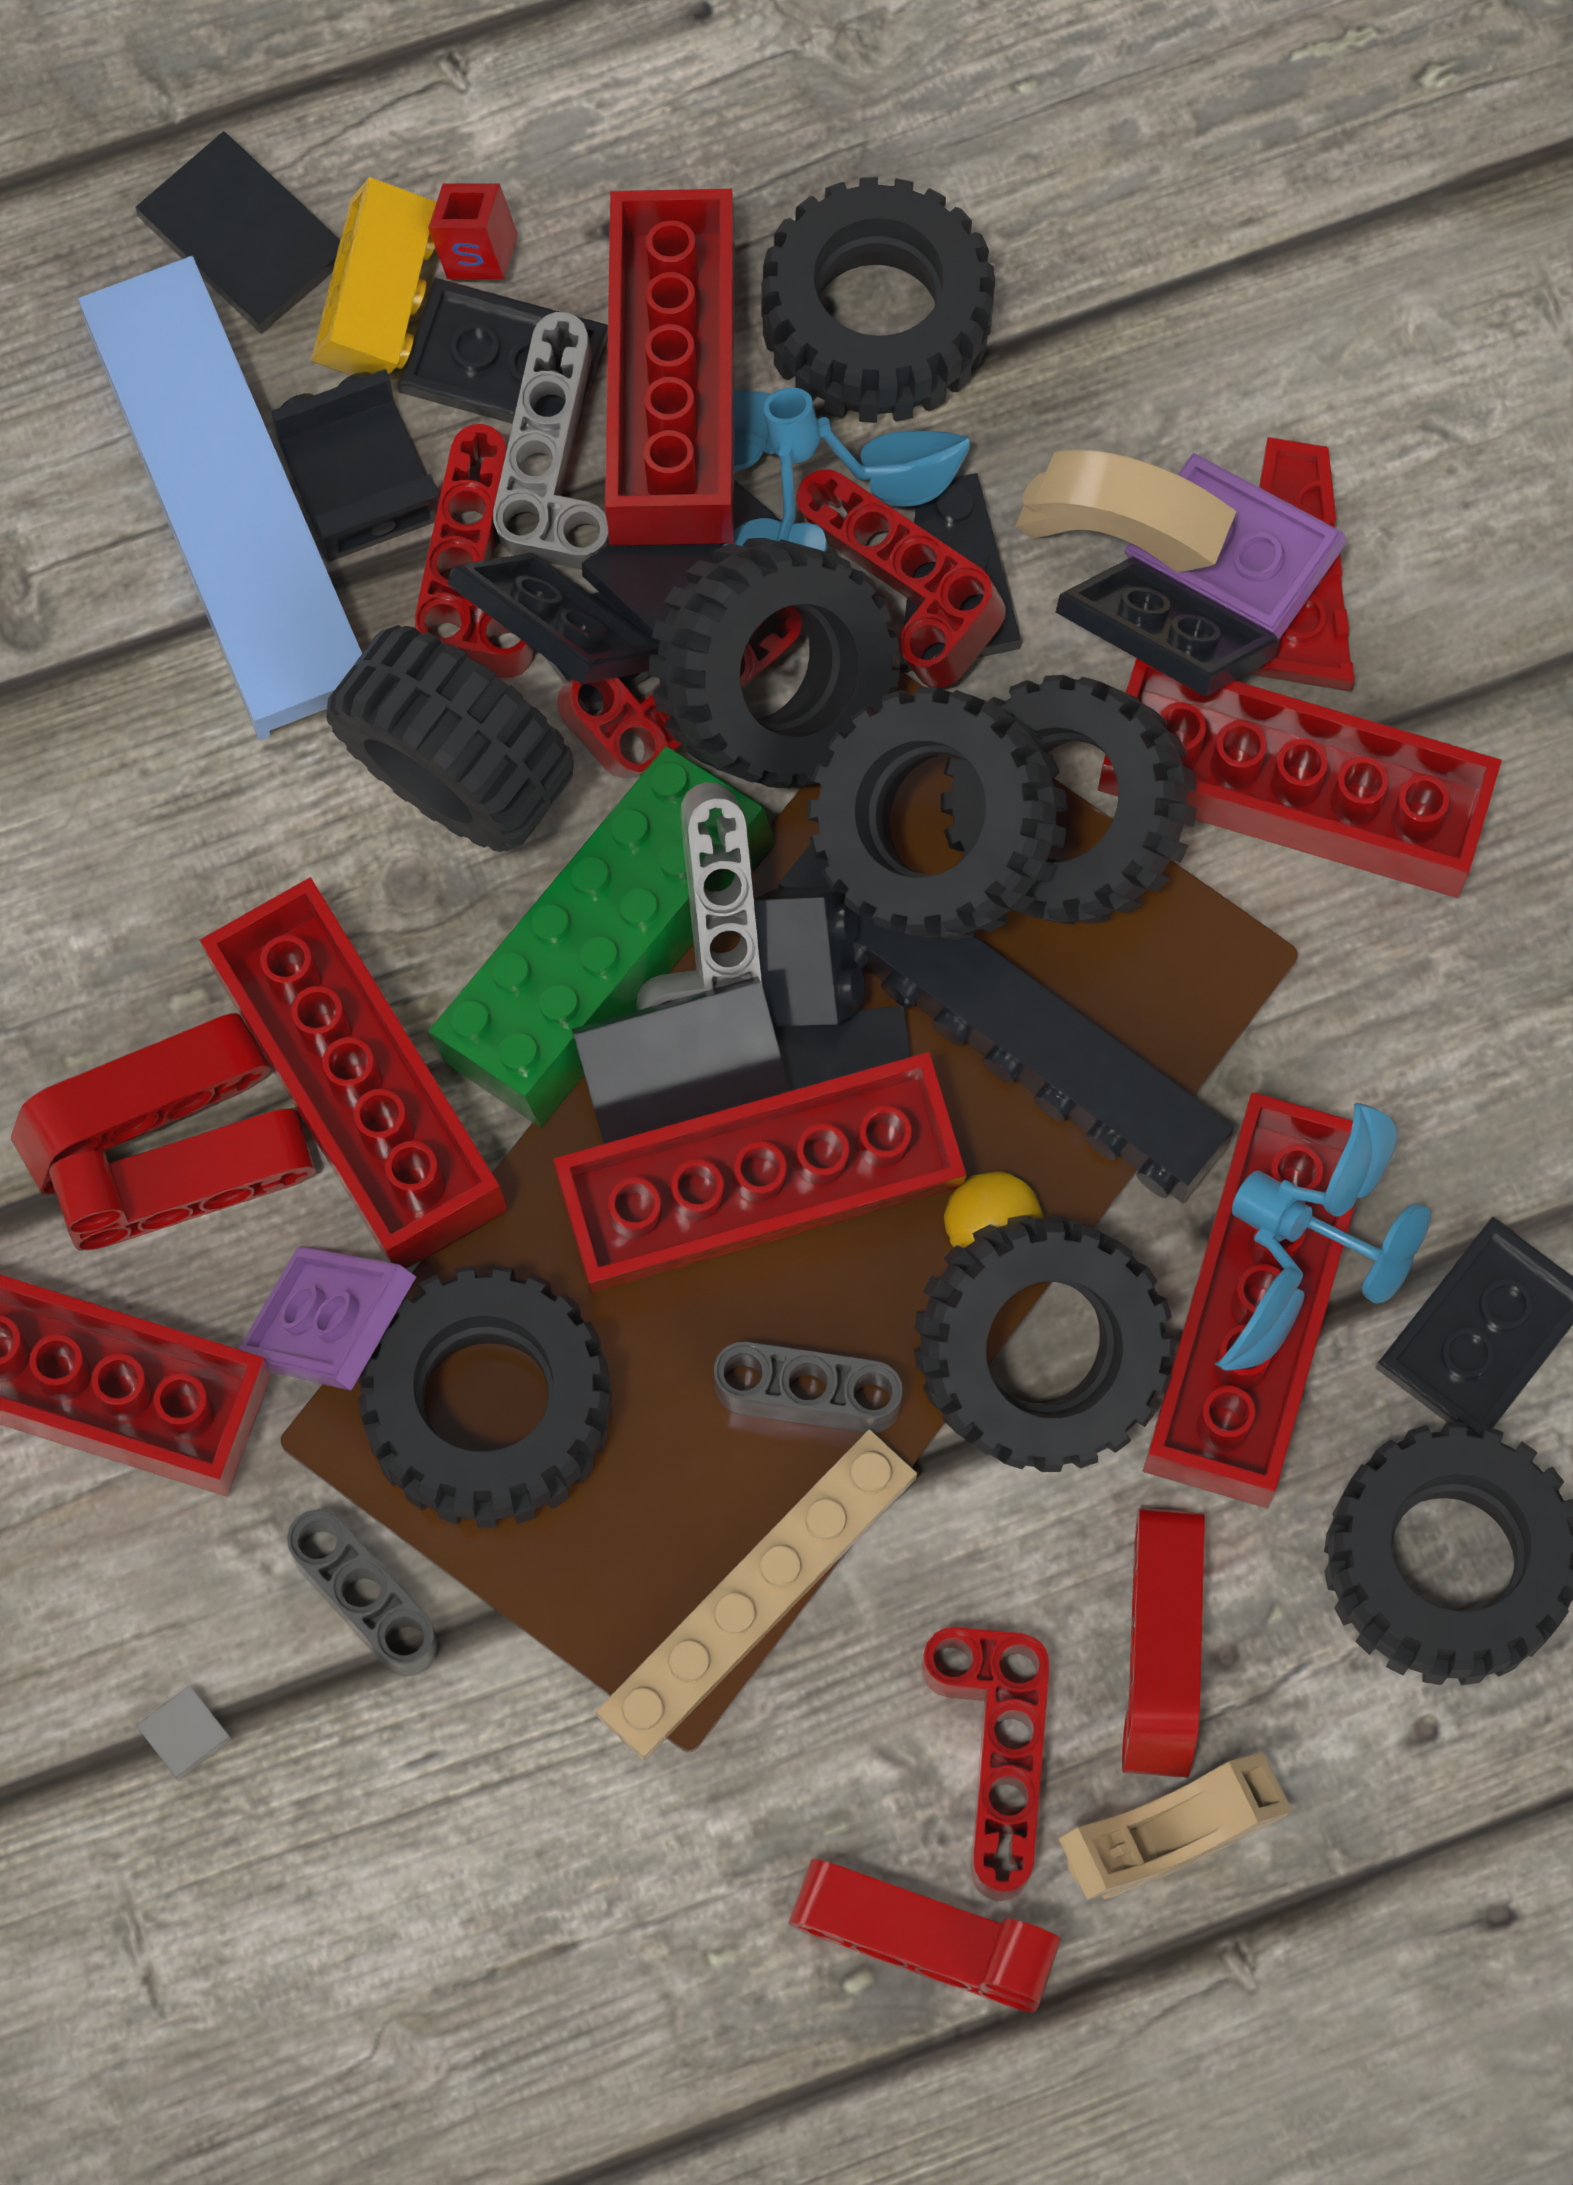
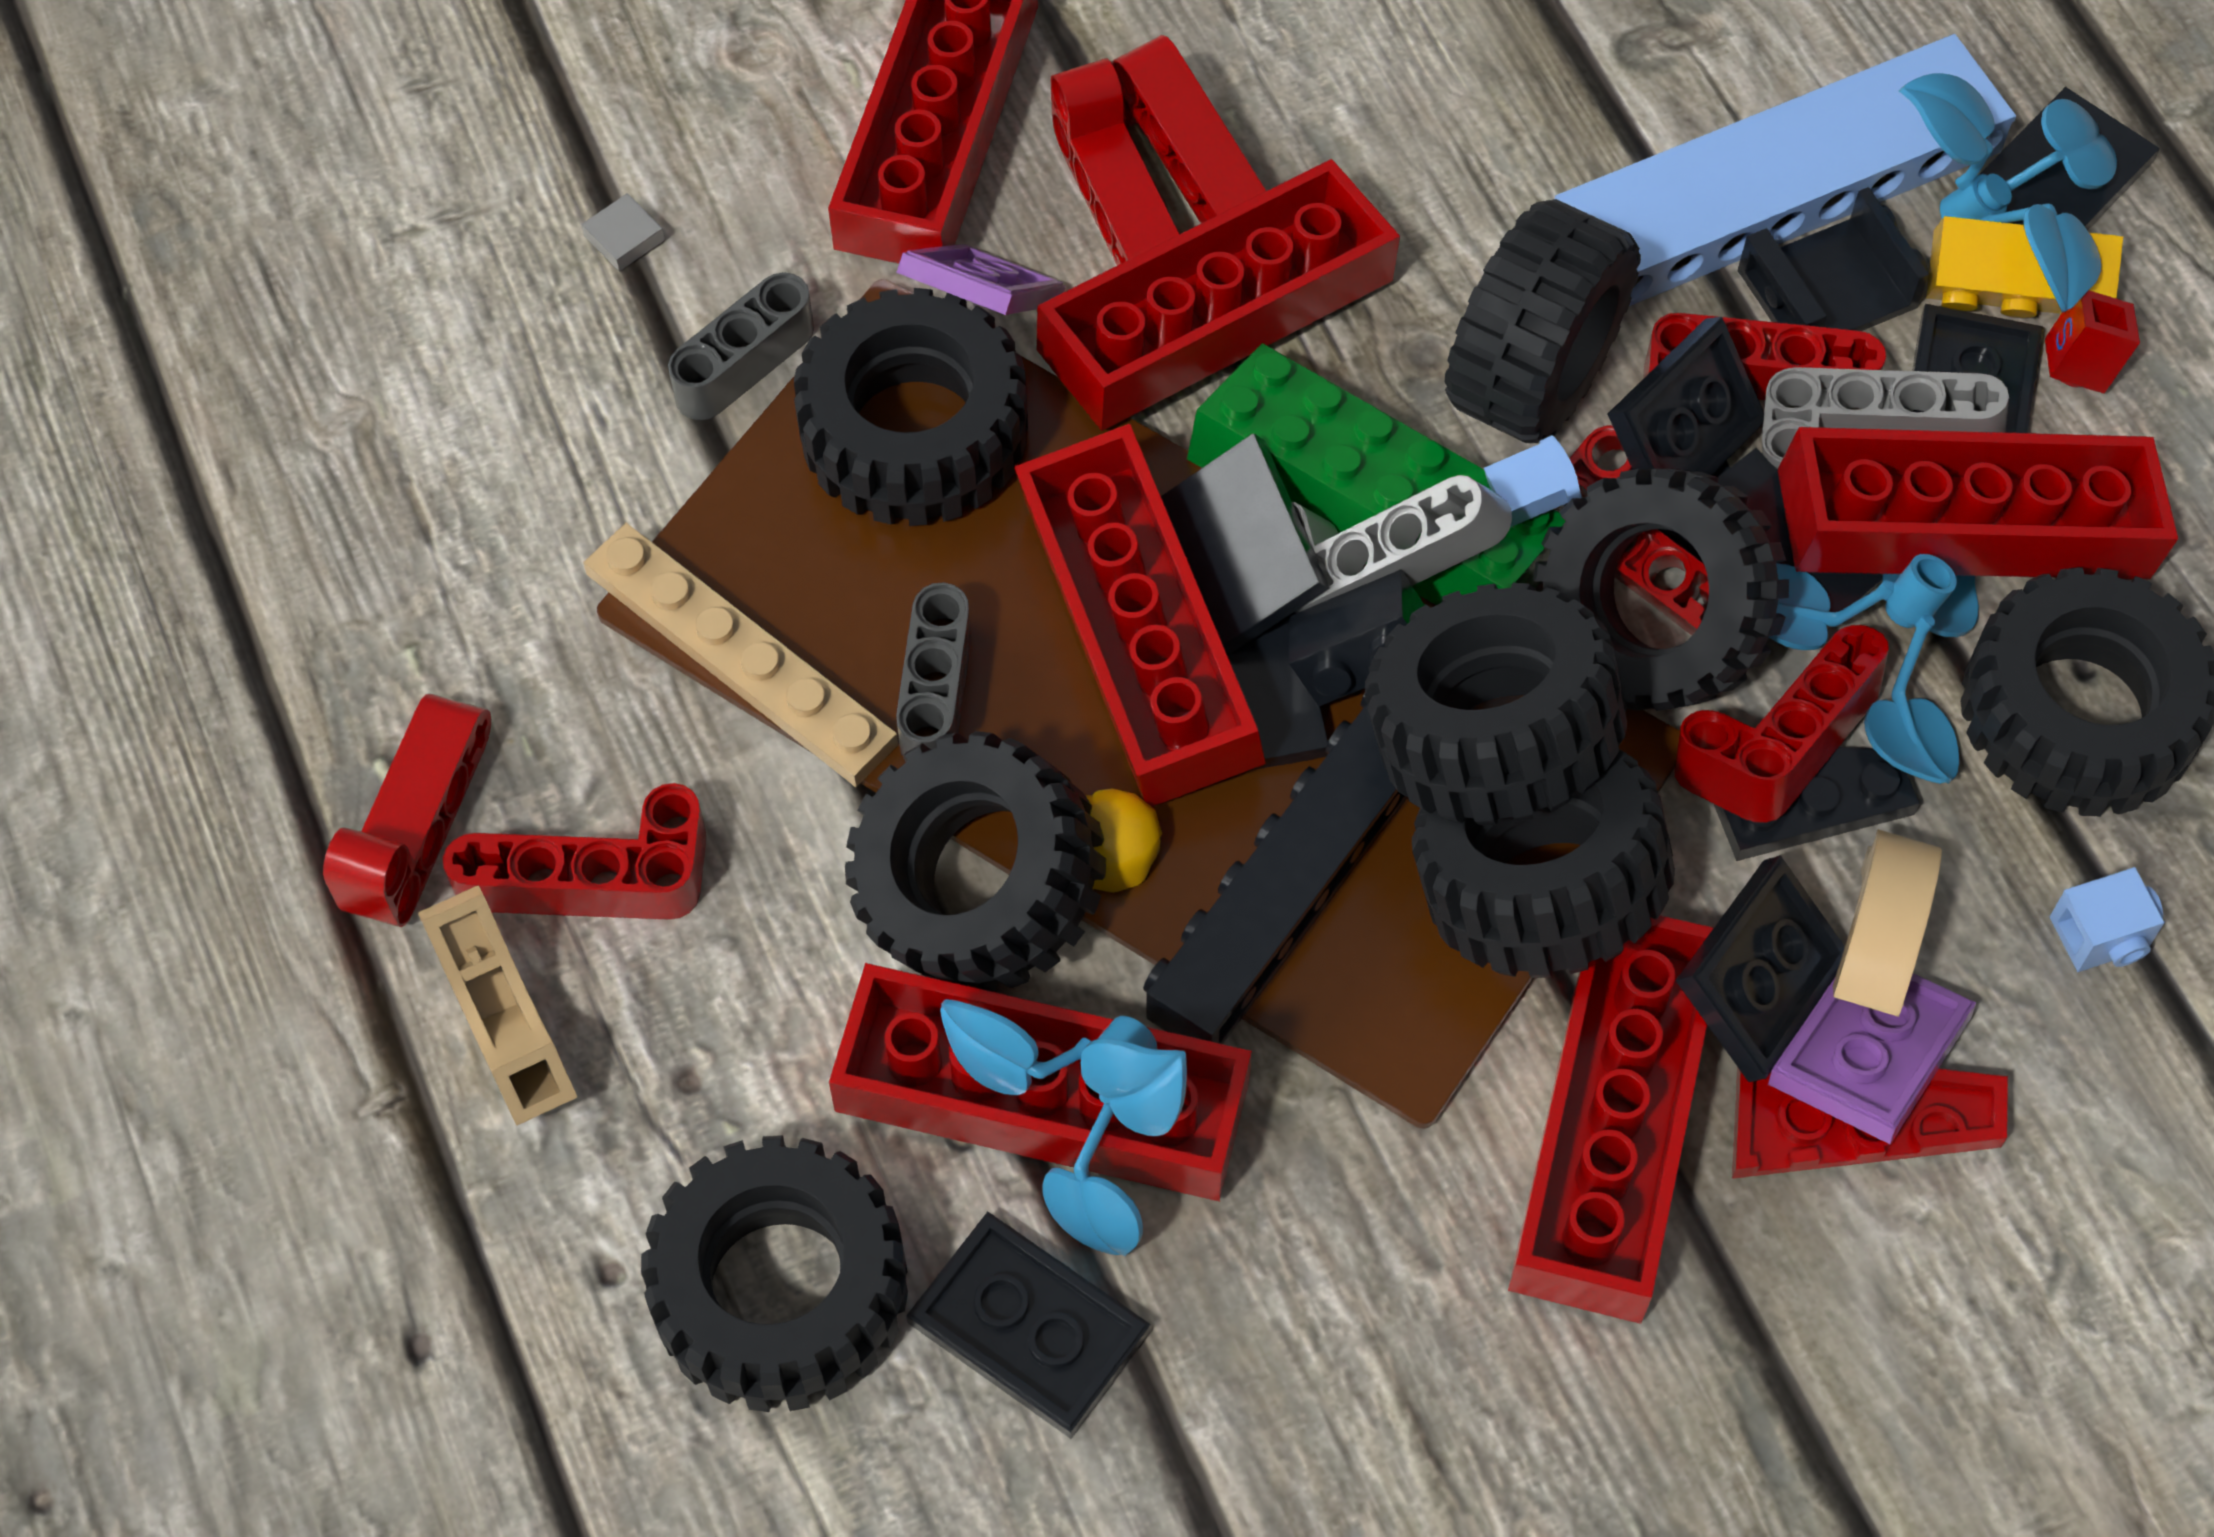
camera: 90 degrees right, 10 degrees down
(284, 307) = (2060, 242): none -> dark azure plant
(644, 766) = (1534, 480): none -> light blue tile
(1110, 326) = (2108, 920): none -> light blue brick
(1165, 1644) = (689, 999): red beam -> none

